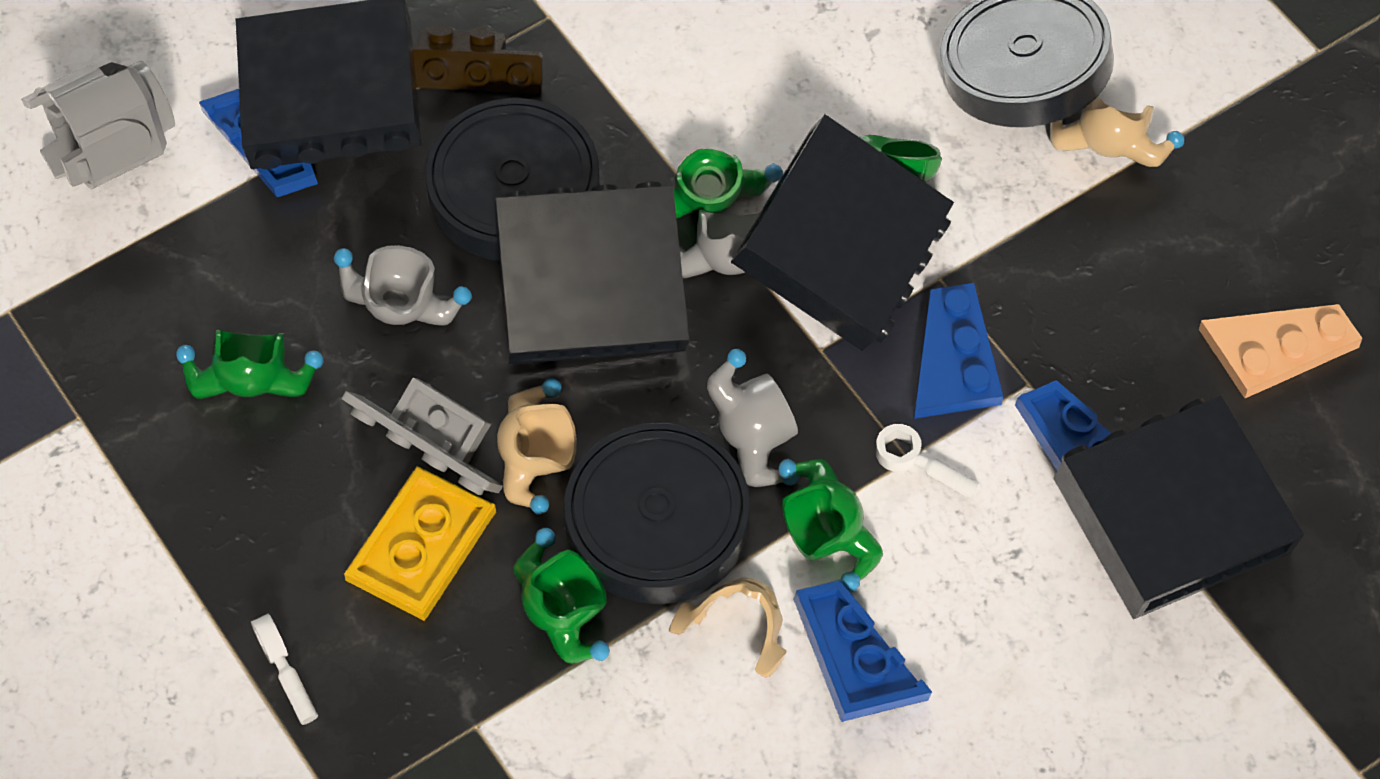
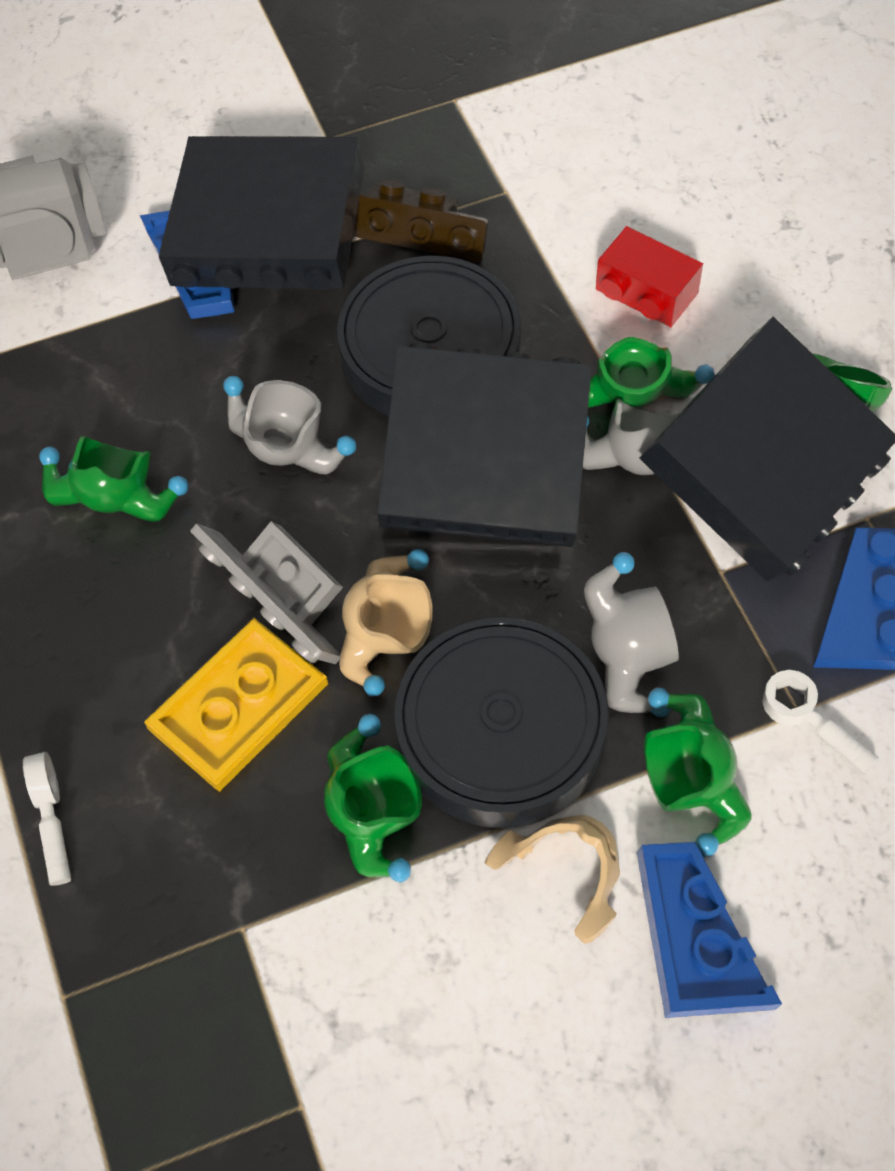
camera: 15 degrees right, 0 degrees up
(703, 84) = (648, 276): none -> red brick

